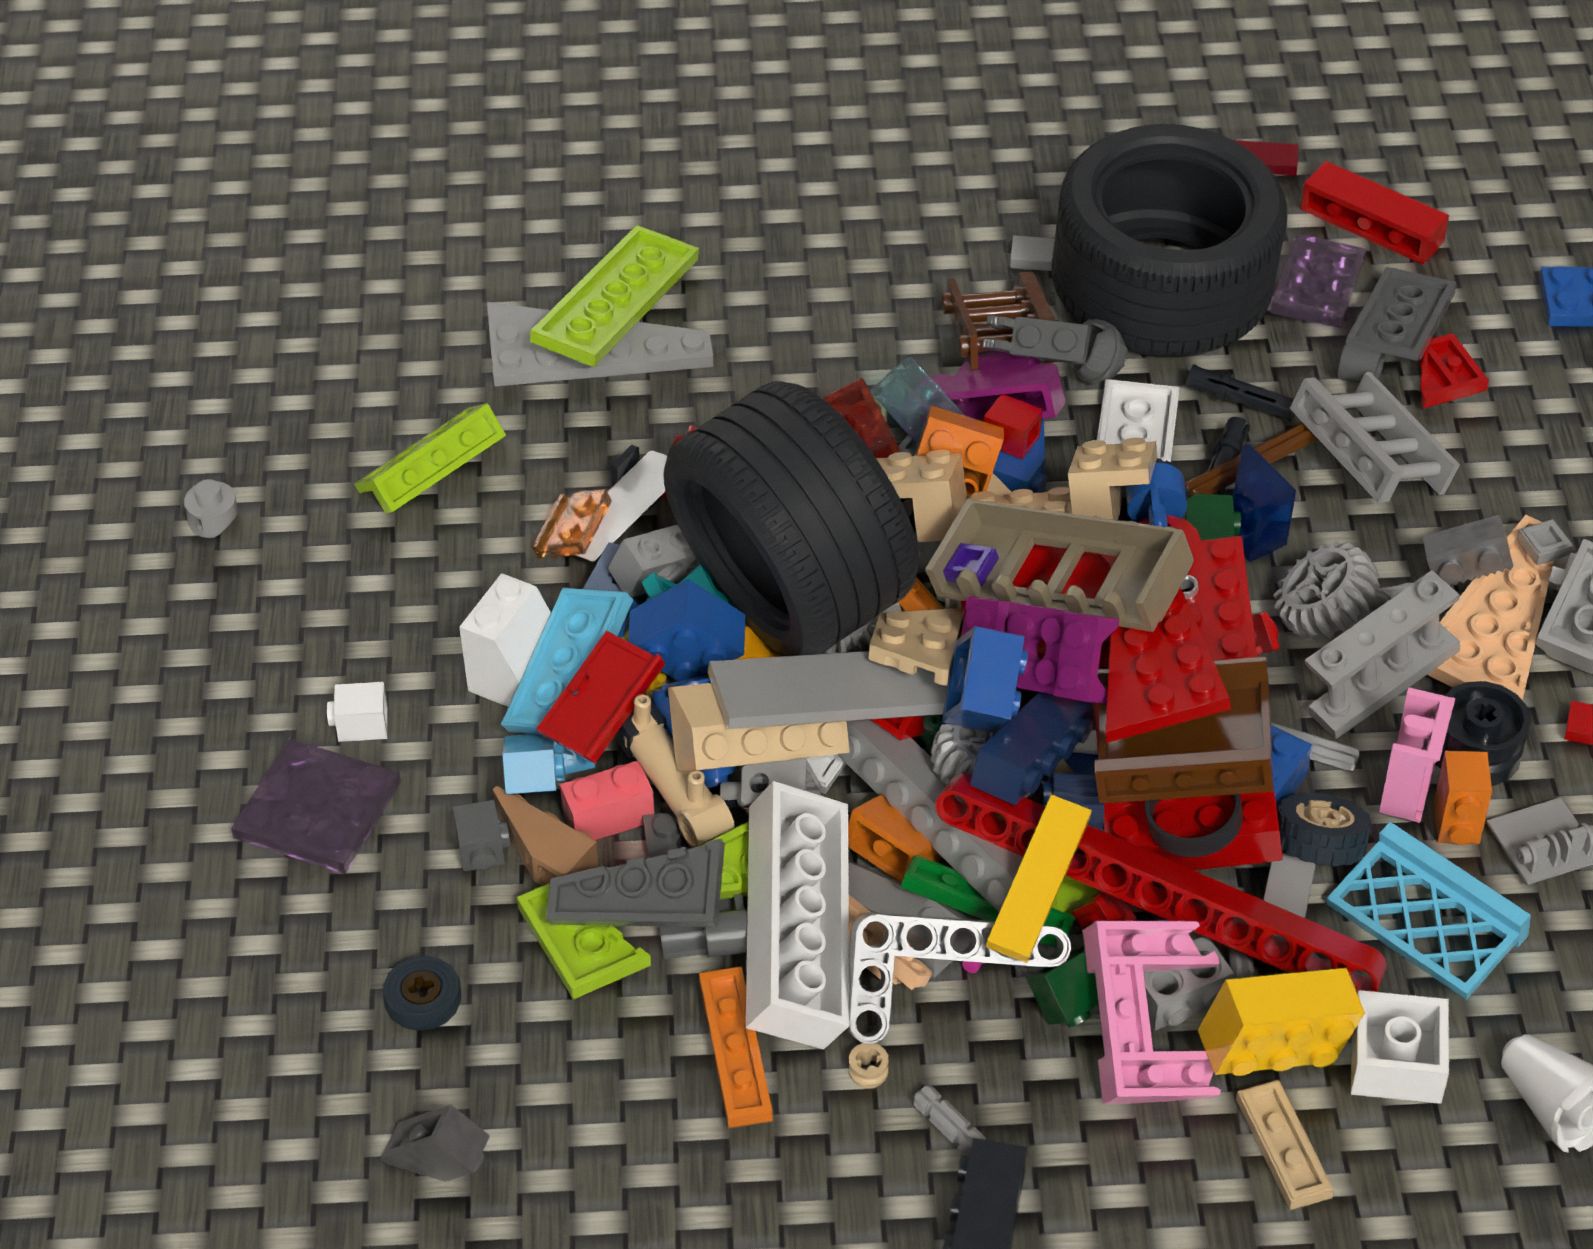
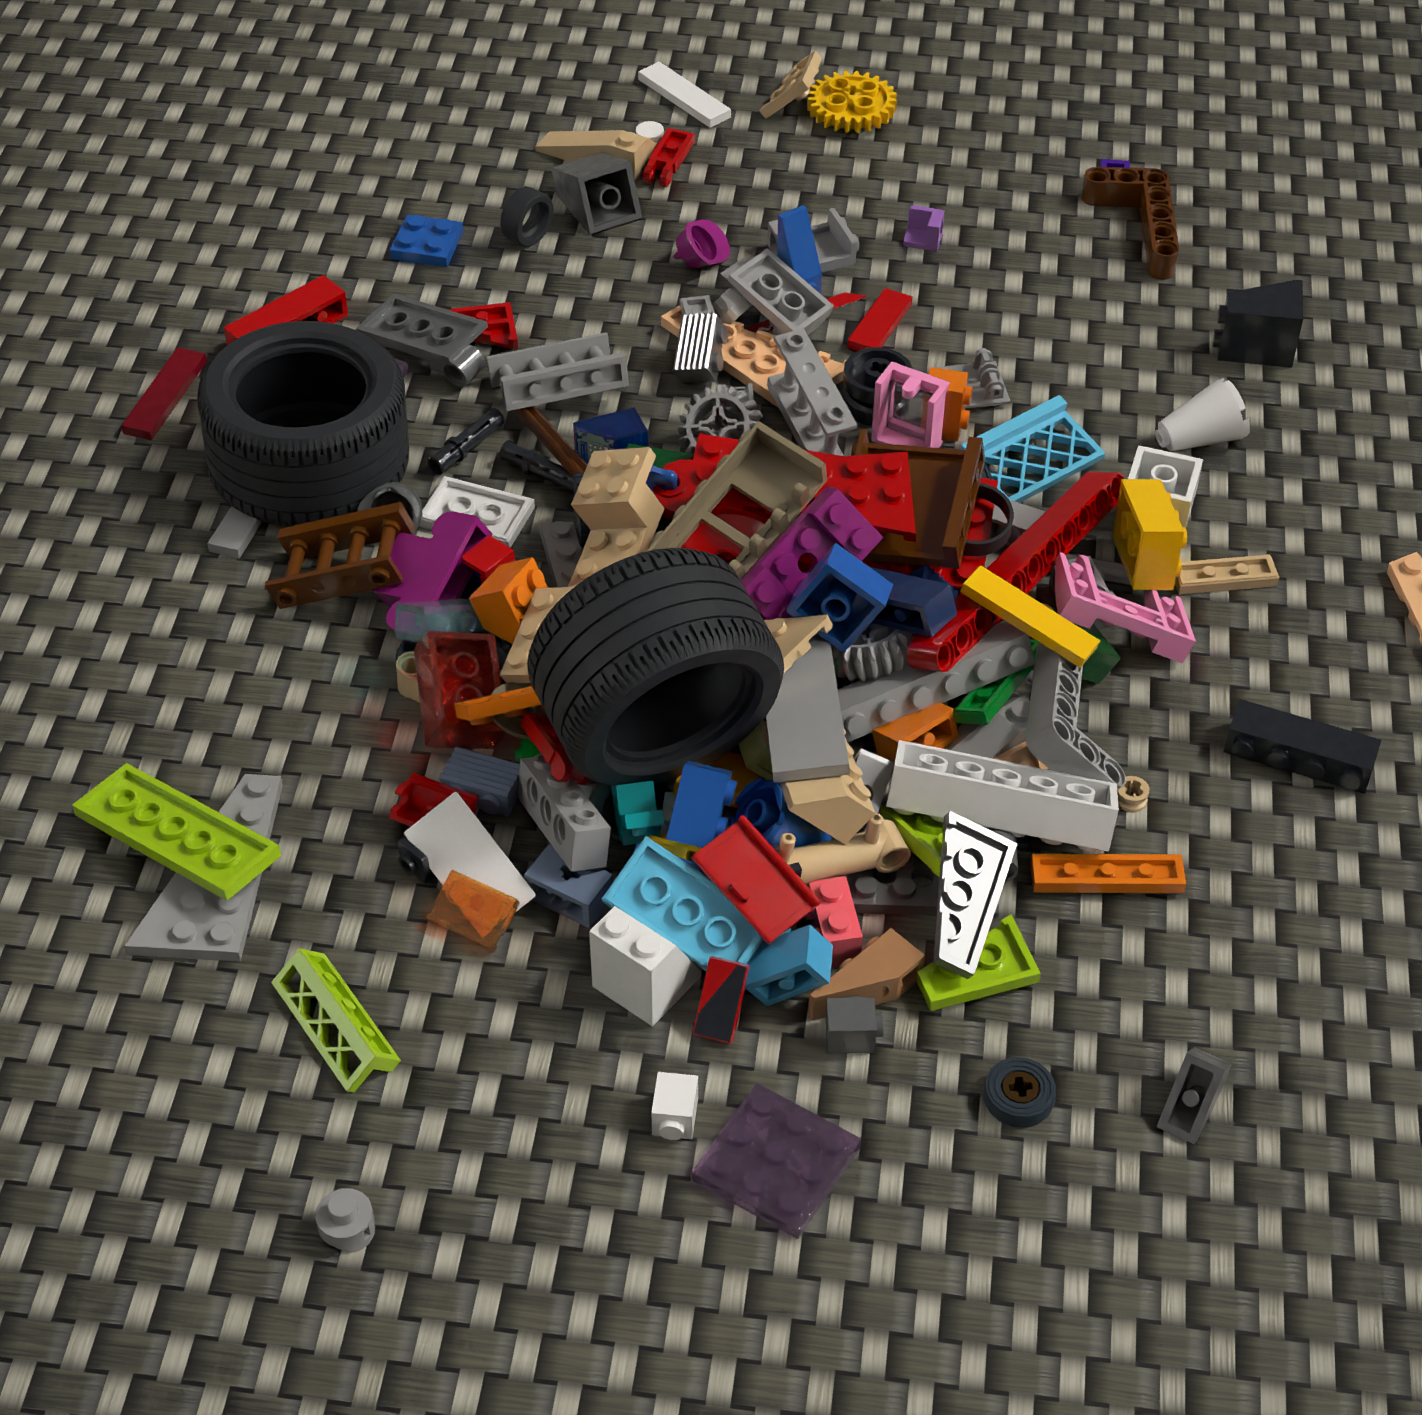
camera: 80 degrees left, 0 degrees up
(484, 720) = (721, 999): none -> black tile
(946, 1118) = (1191, 753): light grey axle -> none
(1041, 339) = (410, 515): dark grey hinge -> none

